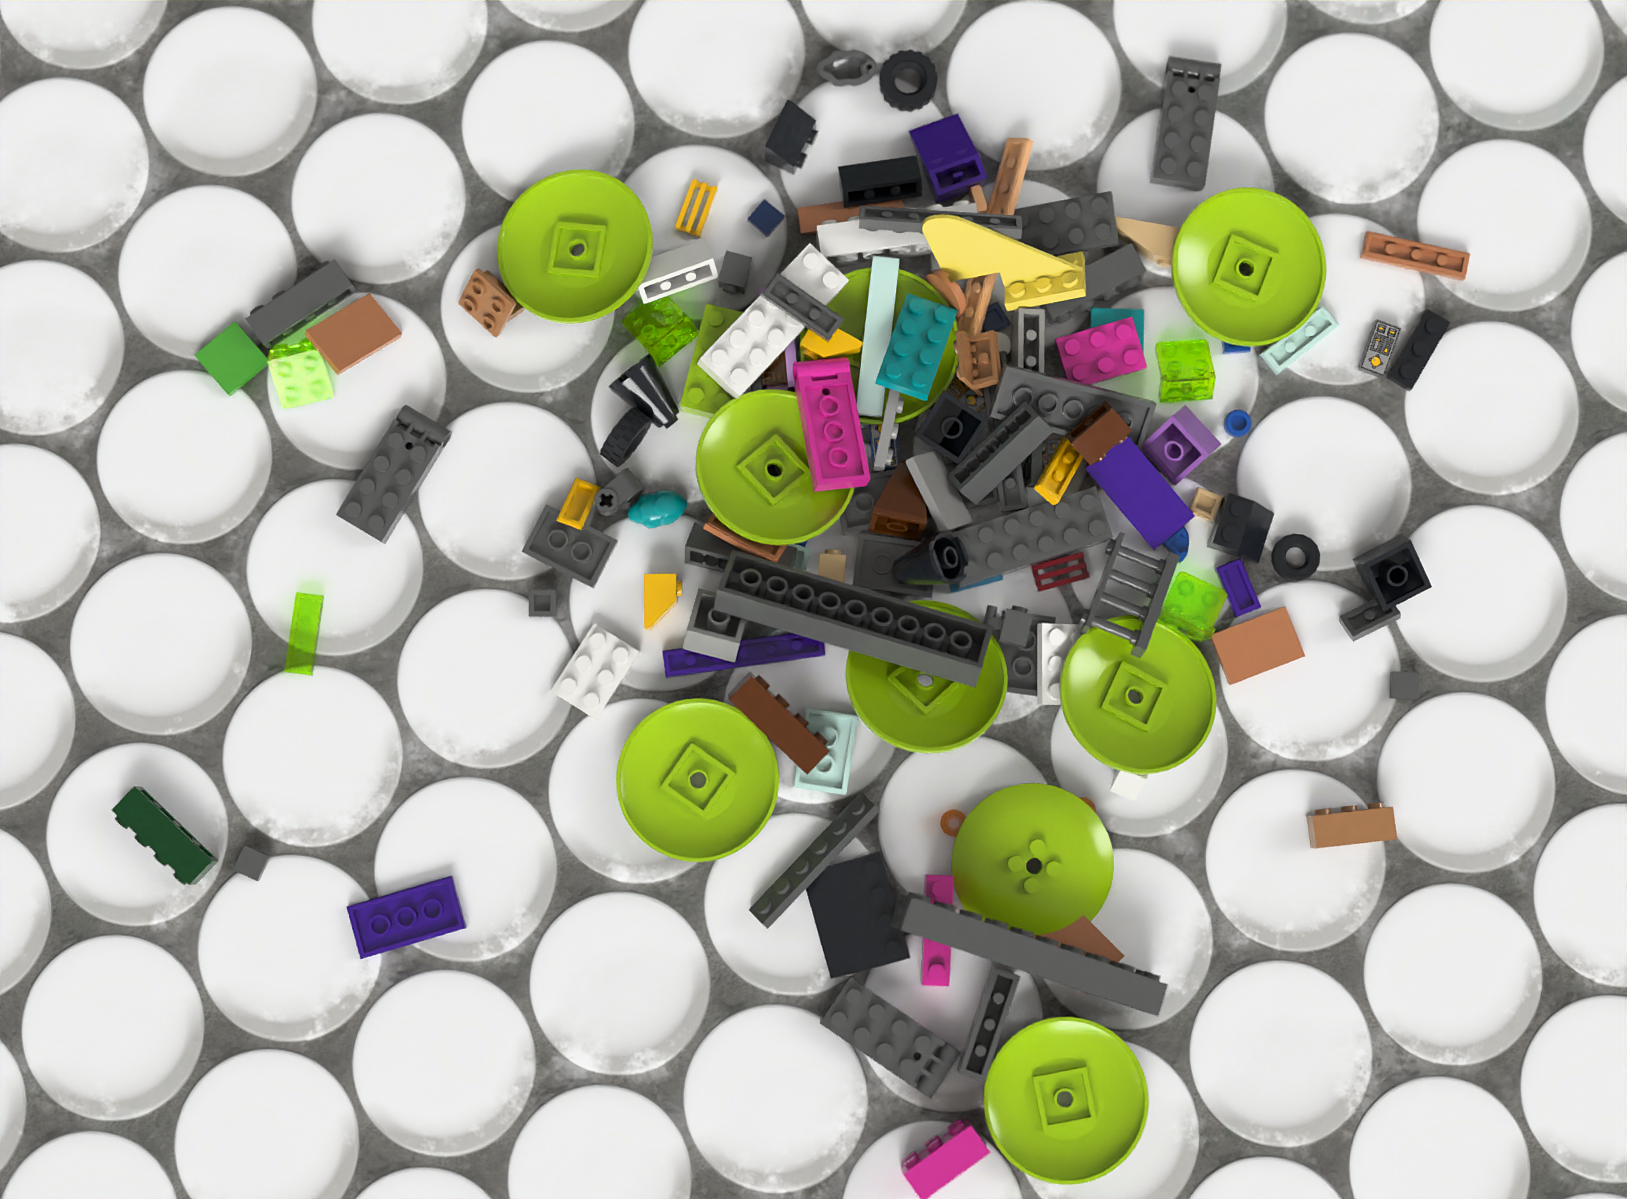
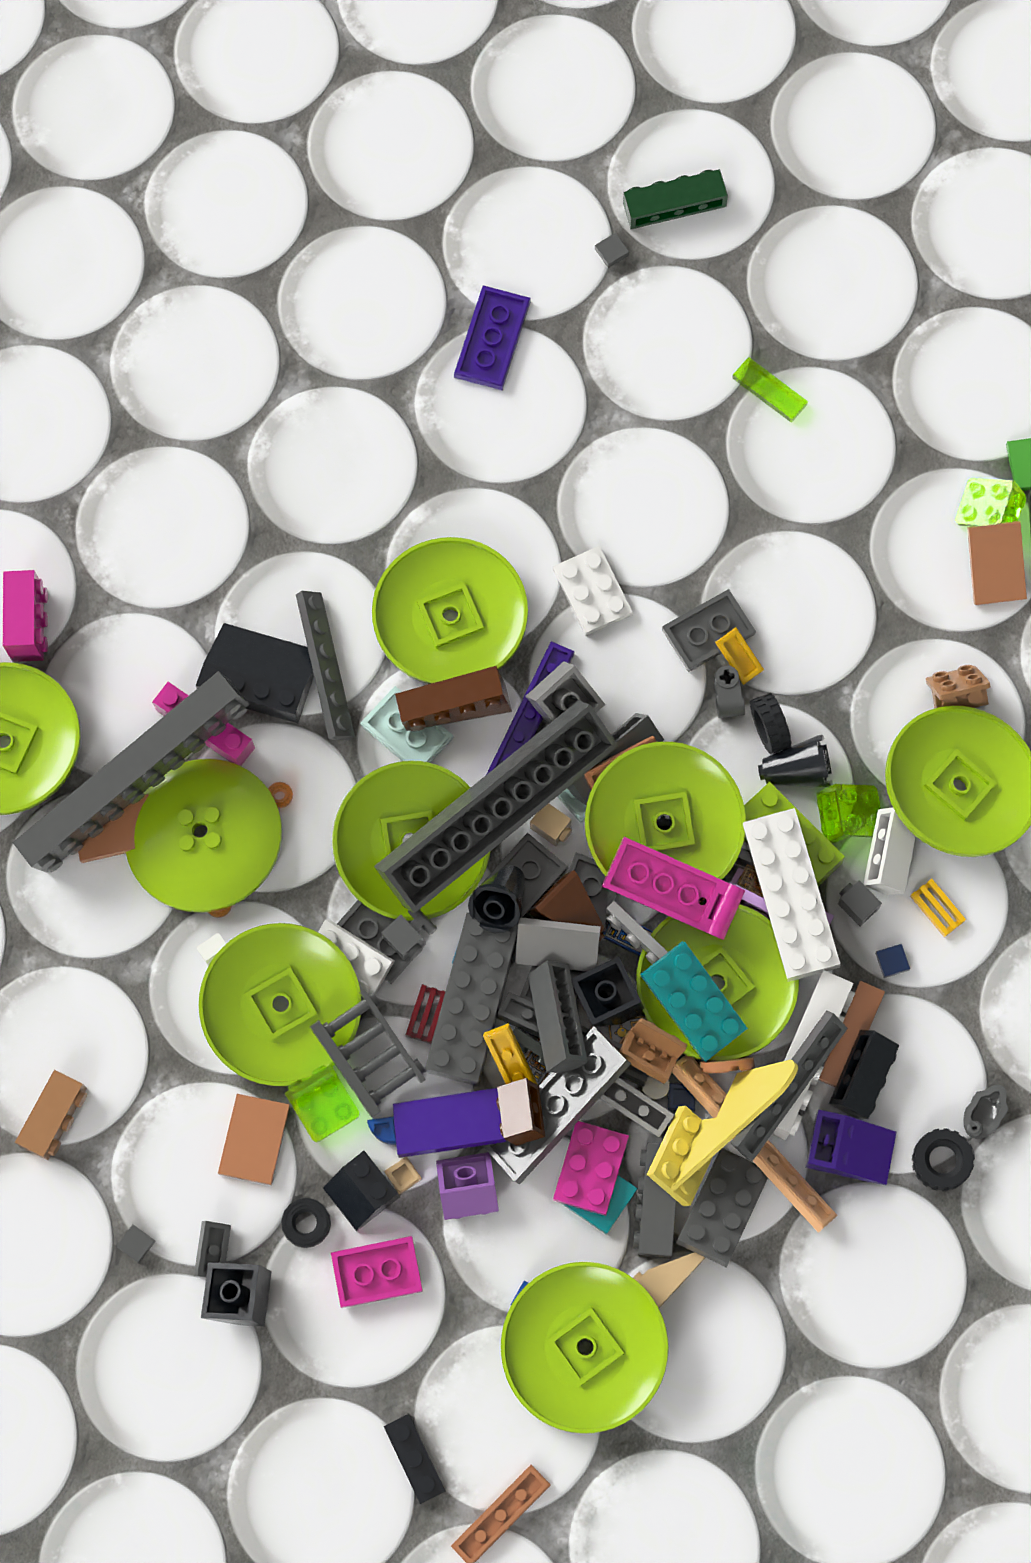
camera: 130 degrees right, 10 degrees down
(394, 473) = (857, 529): dark grey hinge -> none
(542, 603) = (675, 581): dark grey plate -> none
(657, 508) = (695, 719): teal arm -> none
(660, 597) = (620, 674): yellow slope -> none
(790, 138) = (949, 1020): black slope -> none
(802, 307) = (786, 919): dark grey tile -> none
(838, 346) = (747, 932): yellow slope -> none
(877, 334) = (732, 984): light aqua tile -> none
(890, 1037) = (145, 637): dark grey hinge -> none
(976, 196) = (794, 1150): light nougat tile -> none
(988, 1023) = (98, 710): dark grey brick -> none
(1185, 123) = (753, 1384): dark grey hinge -> none
(1185, 370) = (530, 1233): clear neon green bracket -> none
(1237, 423) = (454, 1251): blue tile -> none
(1238, 587) = (313, 1156): dark purple tile -> none
(1289, 349) = (492, 1375): light aqua tile -> none
(1297, 473) = (376, 1272): none -> dark pink plate
(1379, 349) = (438, 1423): tile -> none

